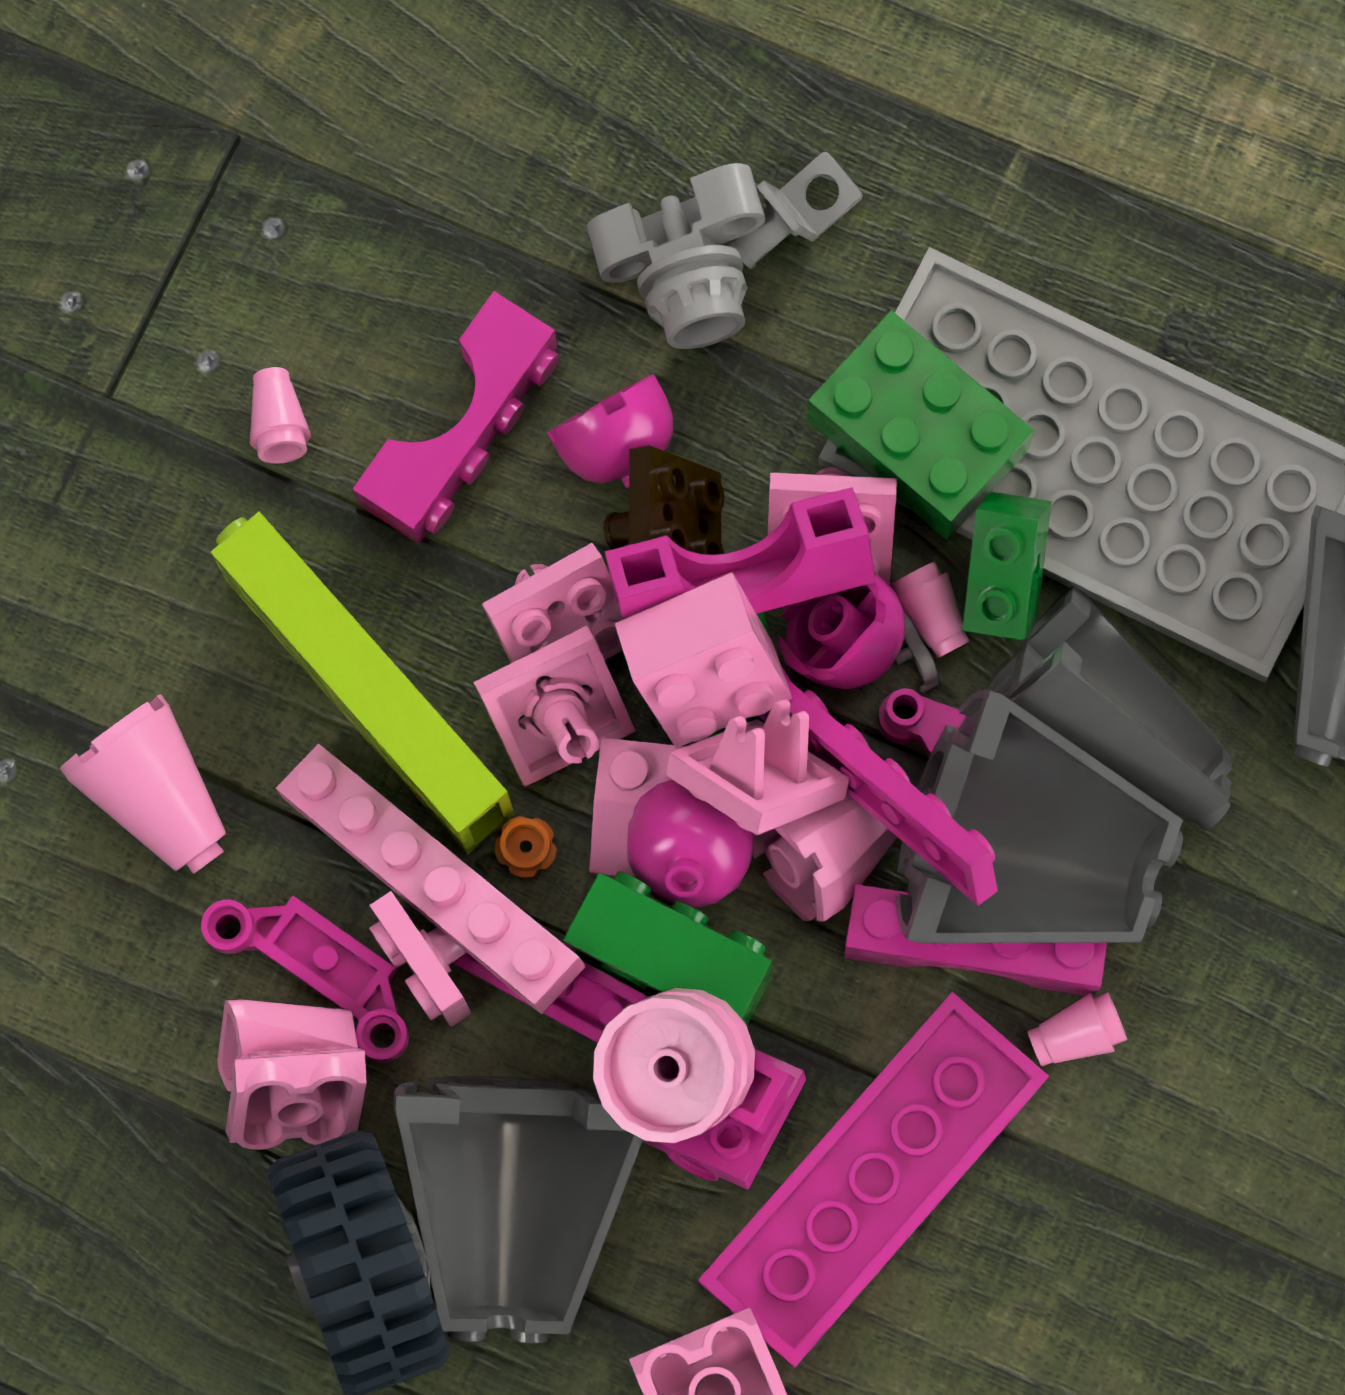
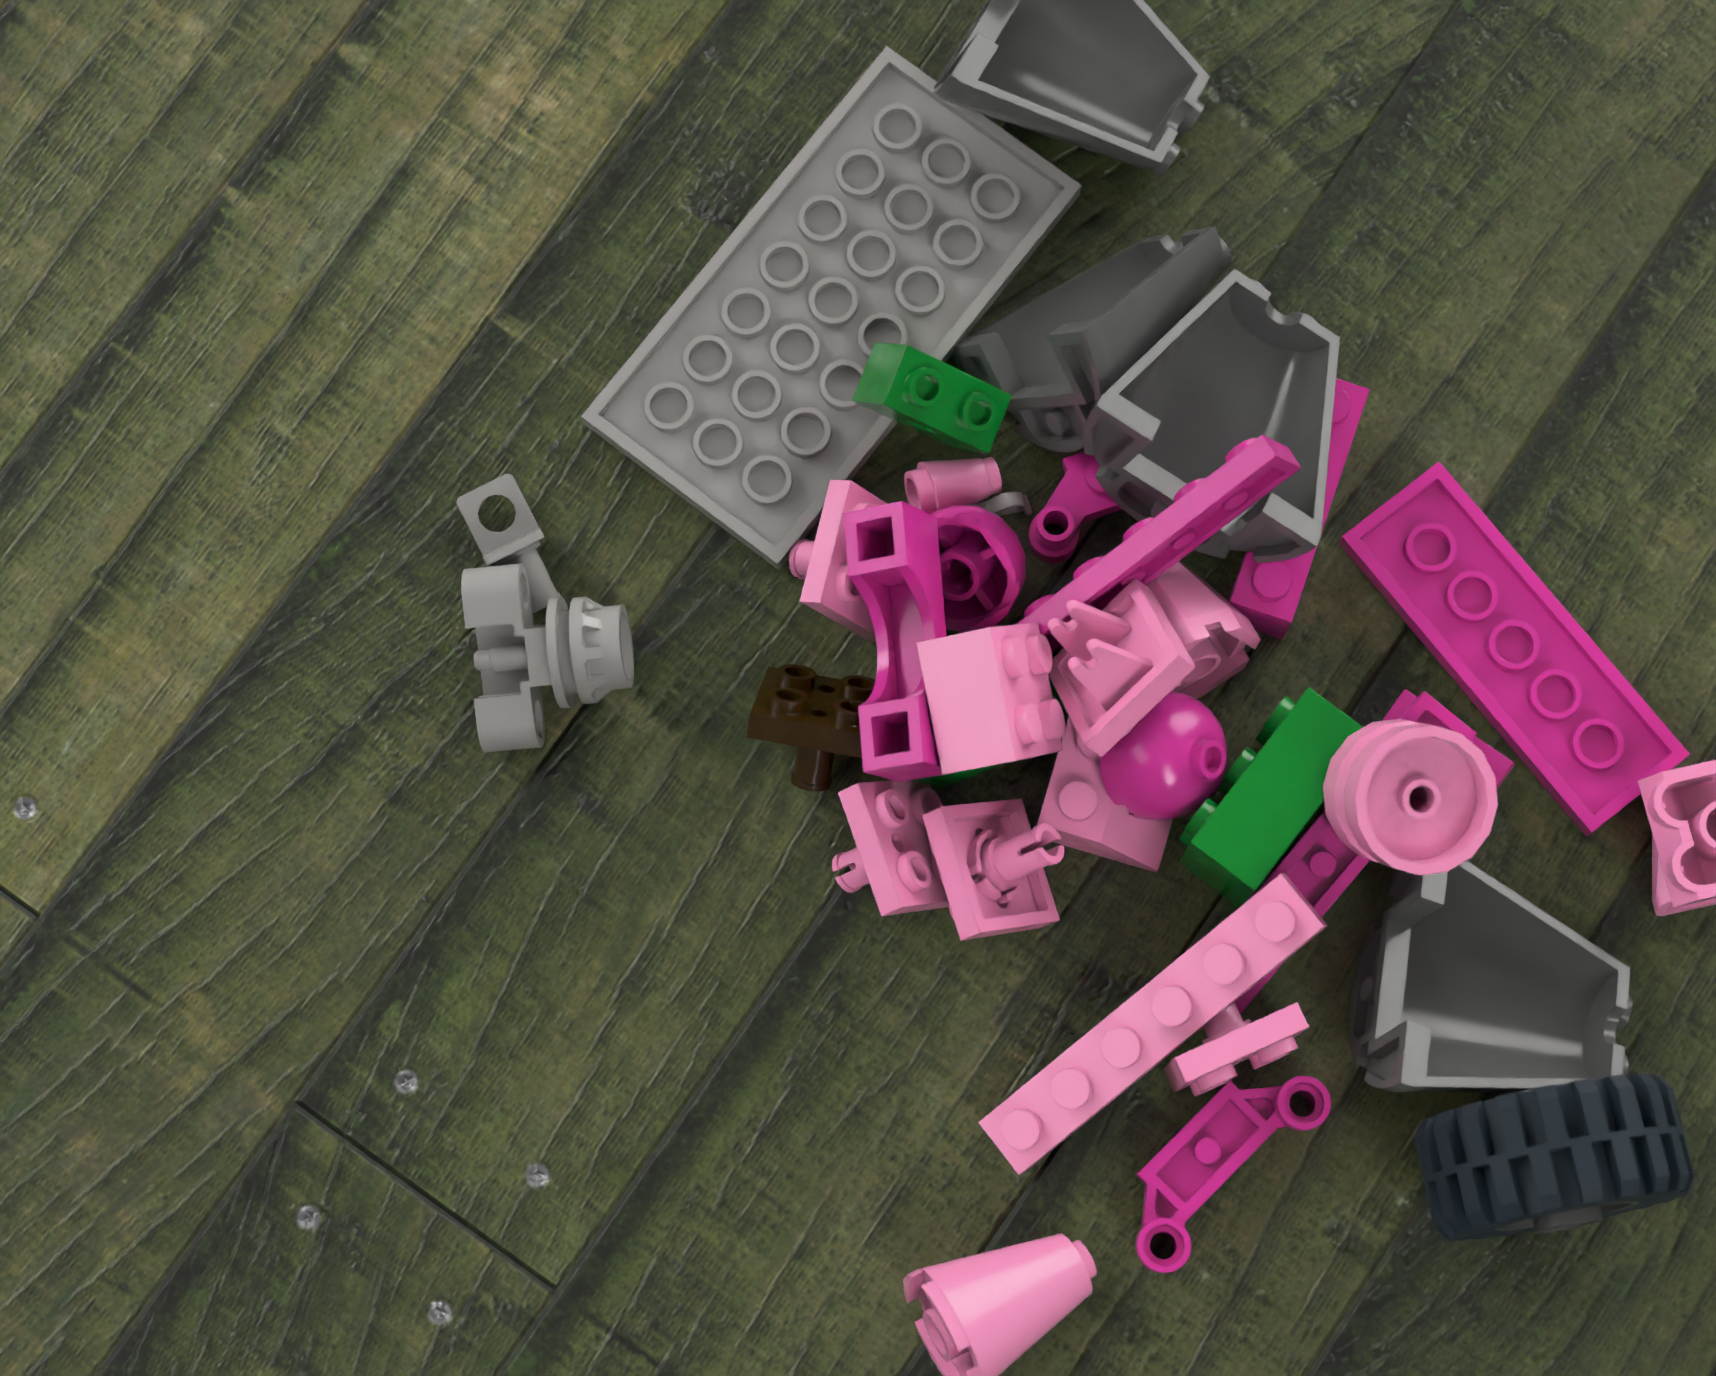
camera: 80 degrees left, 0 degrees up
(277, 420) = (620, 1108): bright pink cone -> none
(290, 1073) = (1328, 1203): bright pink piece -> none
(362, 681) = (931, 1059): lime brick -> none
(414, 481) = (606, 862): dark pink arch -> none
(520, 830) = (1131, 914): orange plate -> none
(600, 438) = (712, 757): dark pink cylinder -> none
(919, 420) = (771, 451): green brick -> none
(1079, 1031) = (1396, 427): bright pink cone -> none

